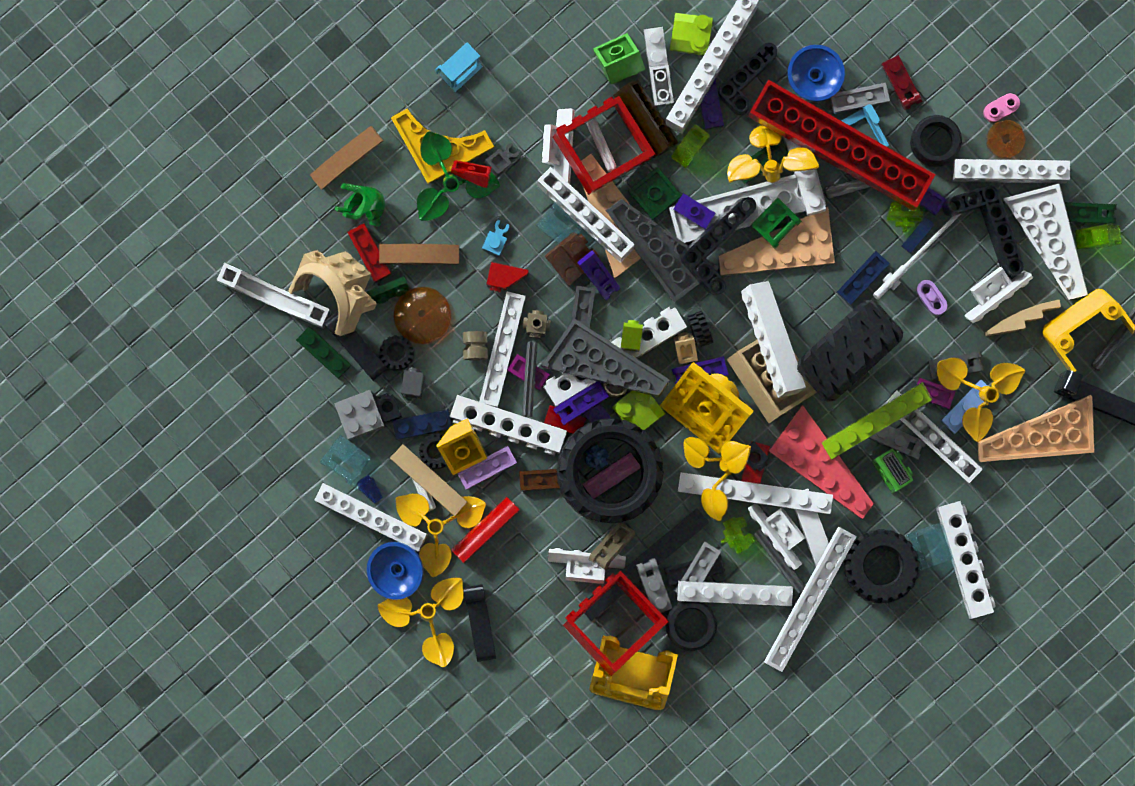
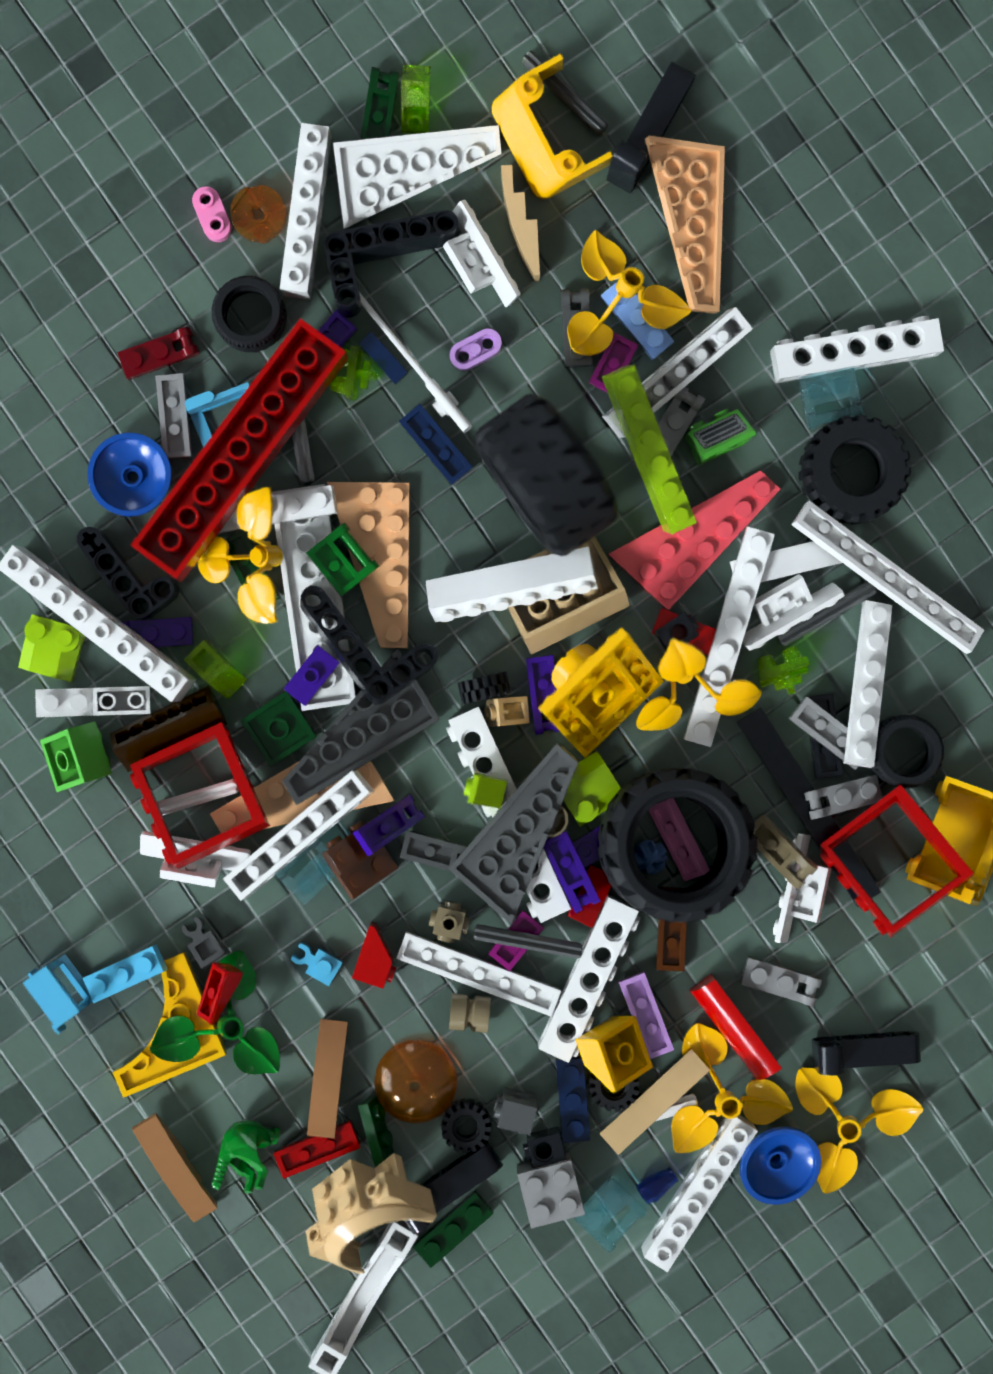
camera: 85 degrees left, 5 degrees up
(475, 108) = (125, 973): none -> medium azure plate
(520, 558) = (779, 981): none -> light grey plate

